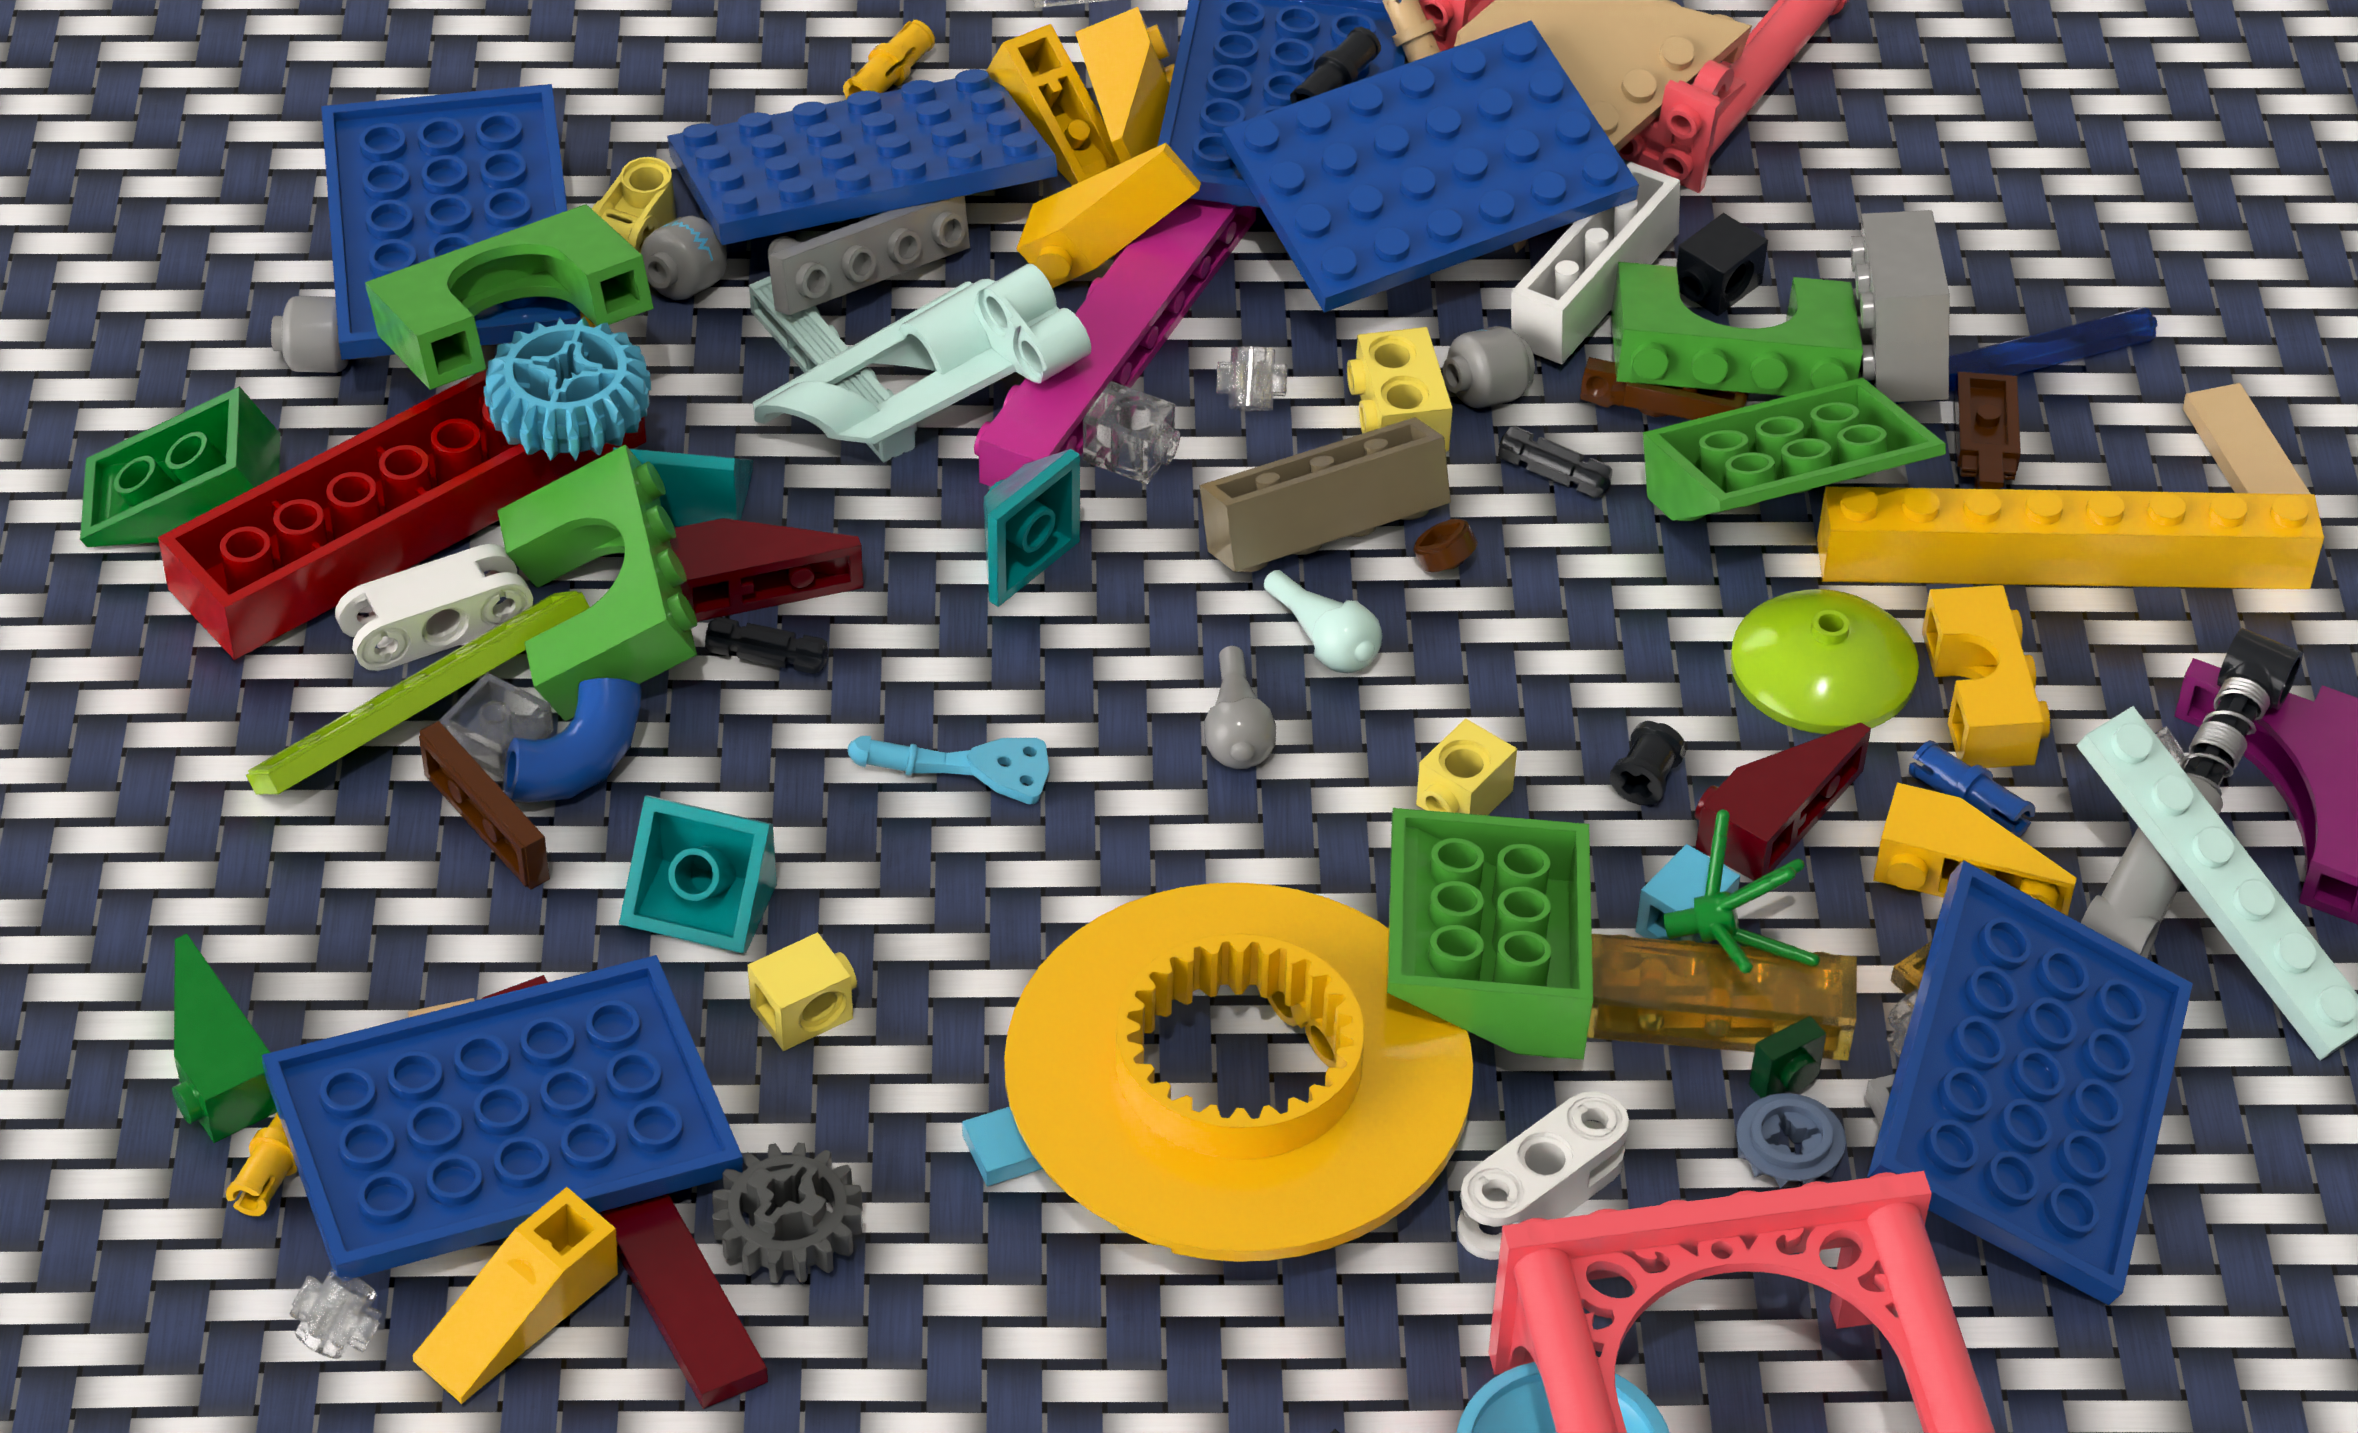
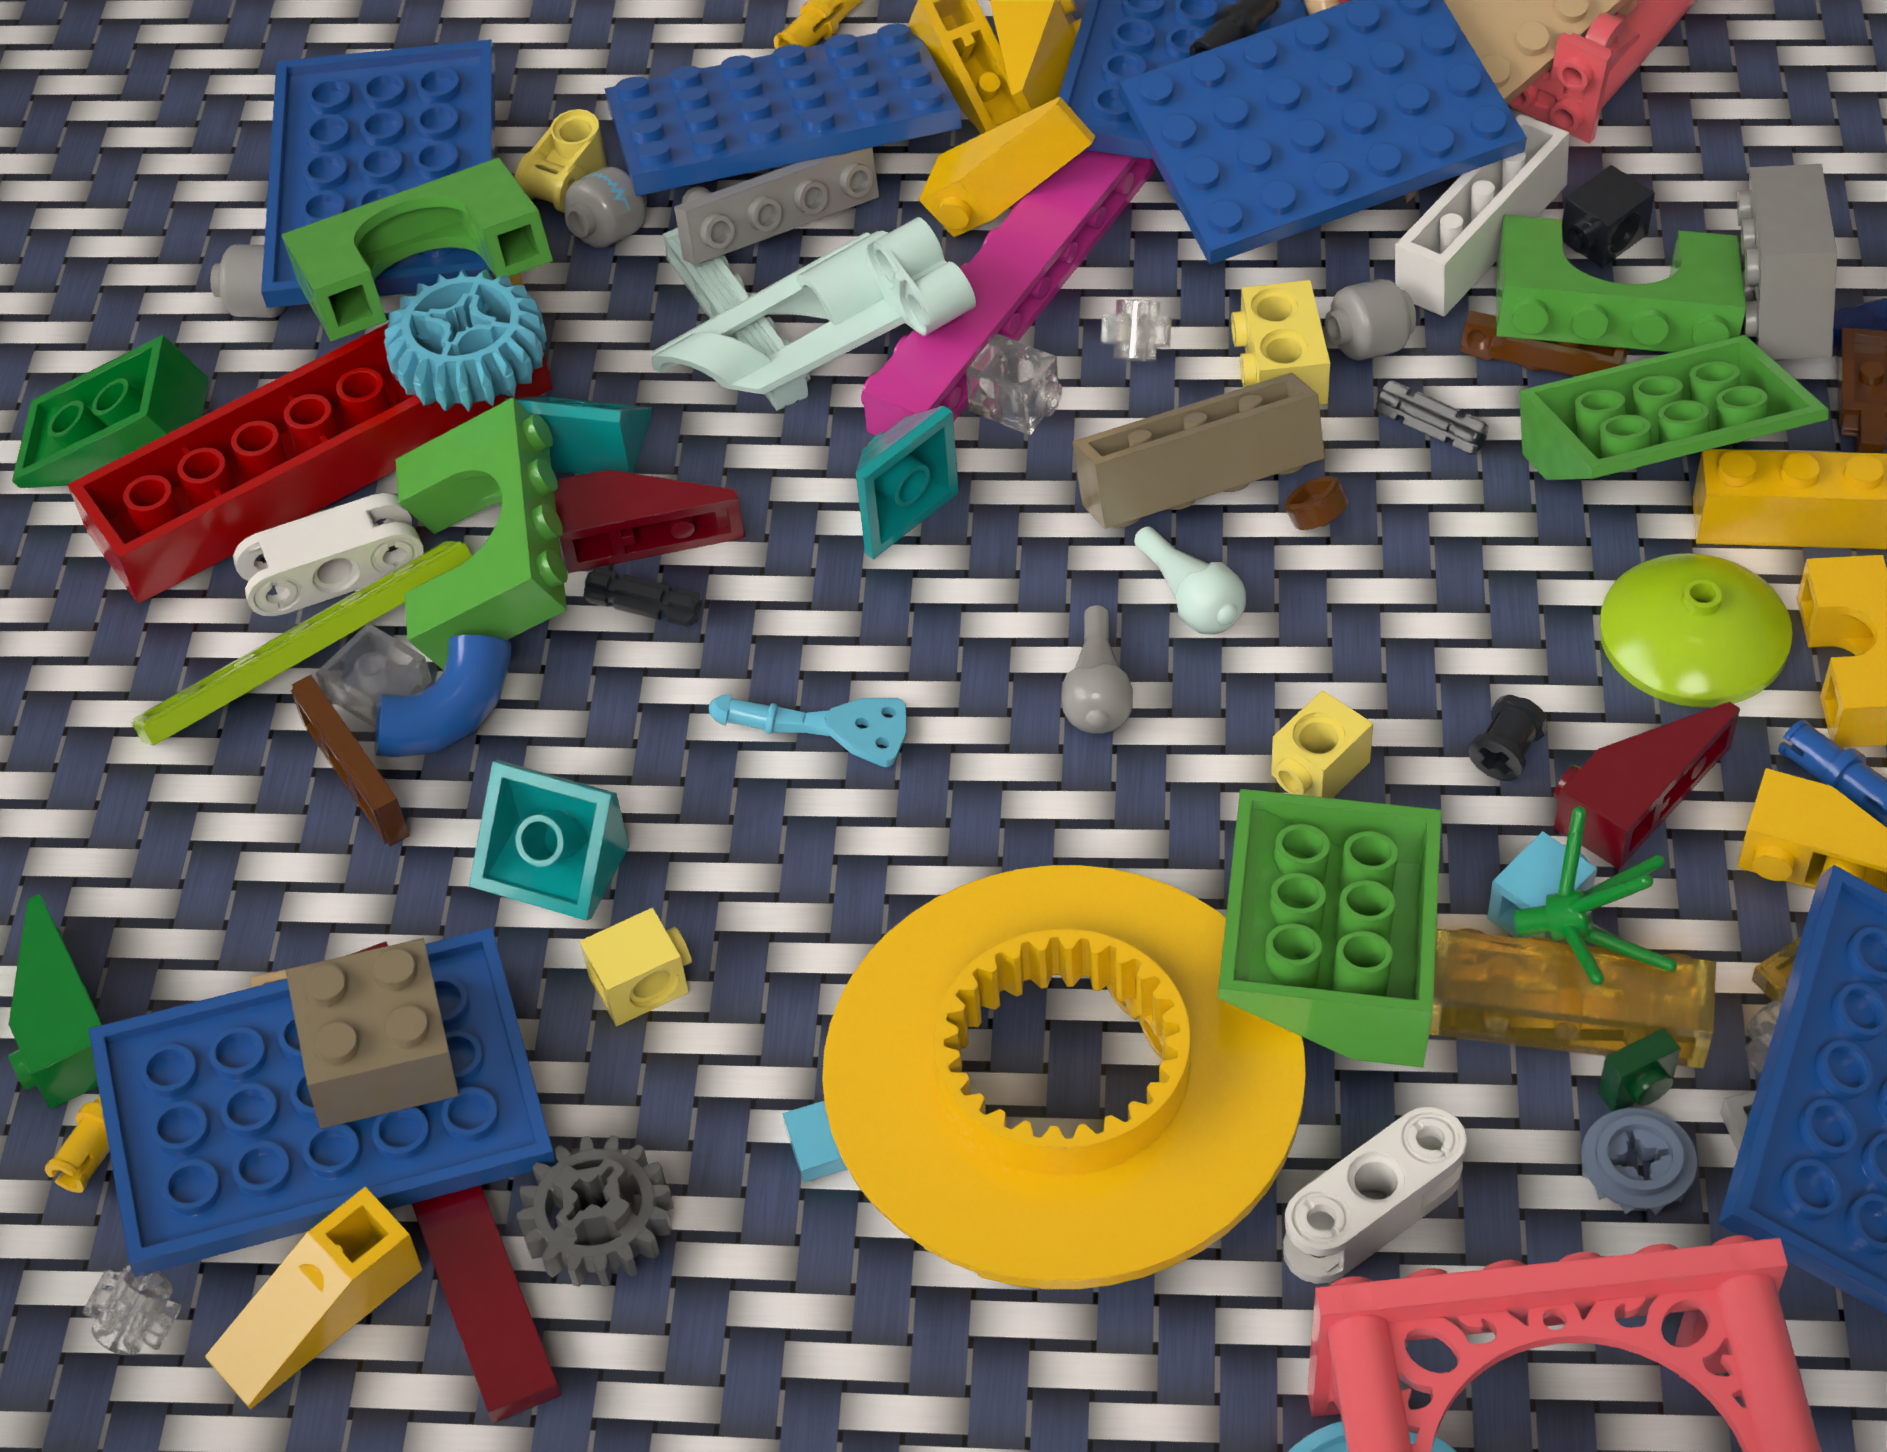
camera: 10 degrees right, 5 degrees up
(557, 1047) = (371, 1033): none -> dark tan brick

